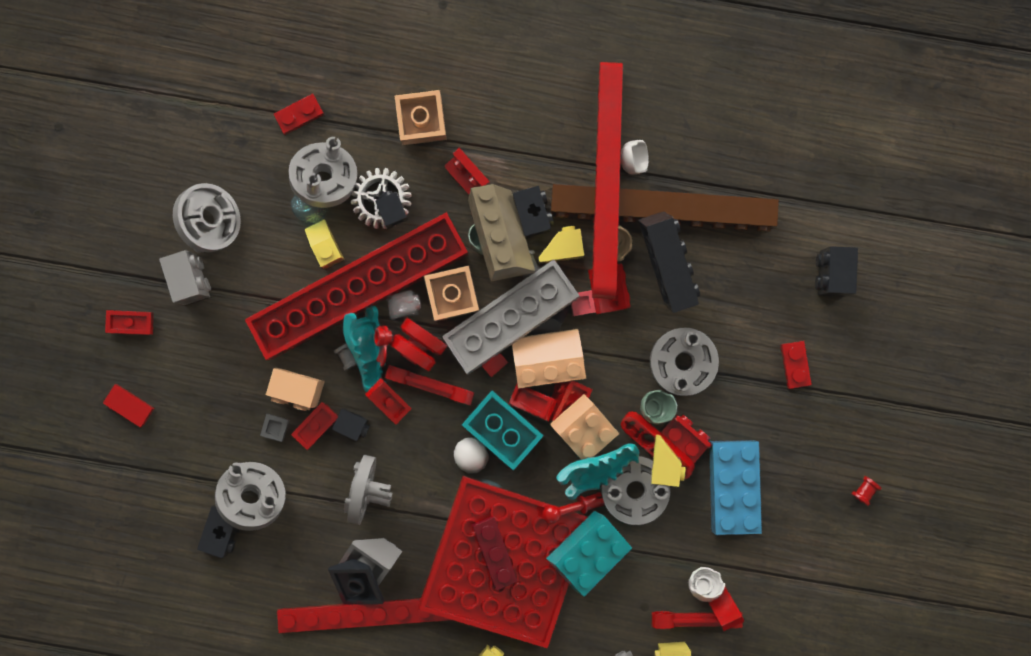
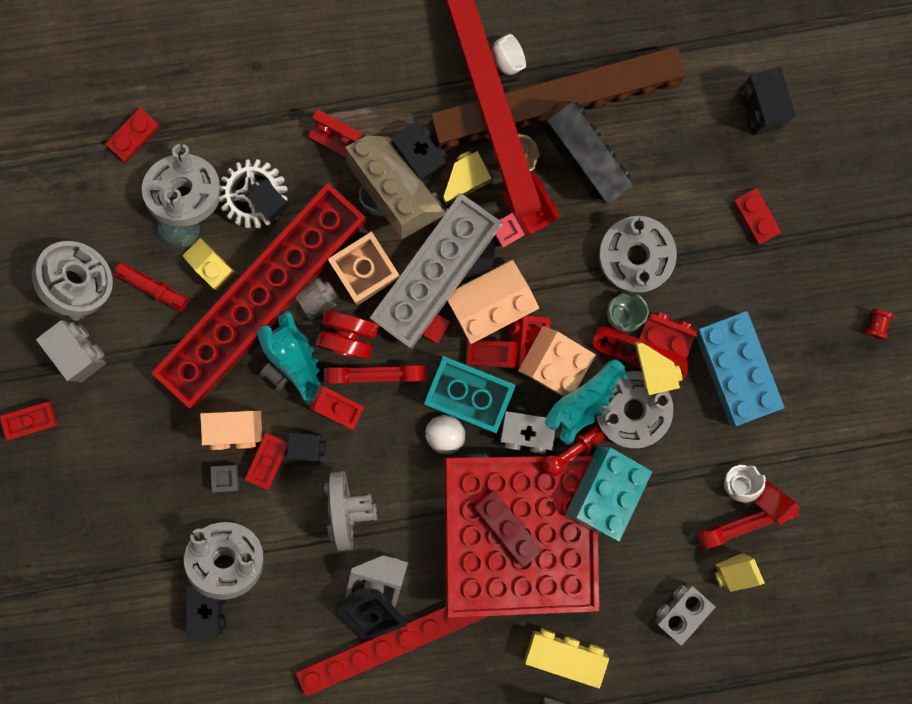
camera: 20 degrees left, 0 degrees up
(128, 405) = (59, 510): red tile -> none
(274, 252) = (159, 291): none -> red pin
(382, 338) = (306, 342): red plate -> none
(420, 117) = (264, 92): light nougat brick -> none
(526, 479) = (512, 436): none -> light grey brick

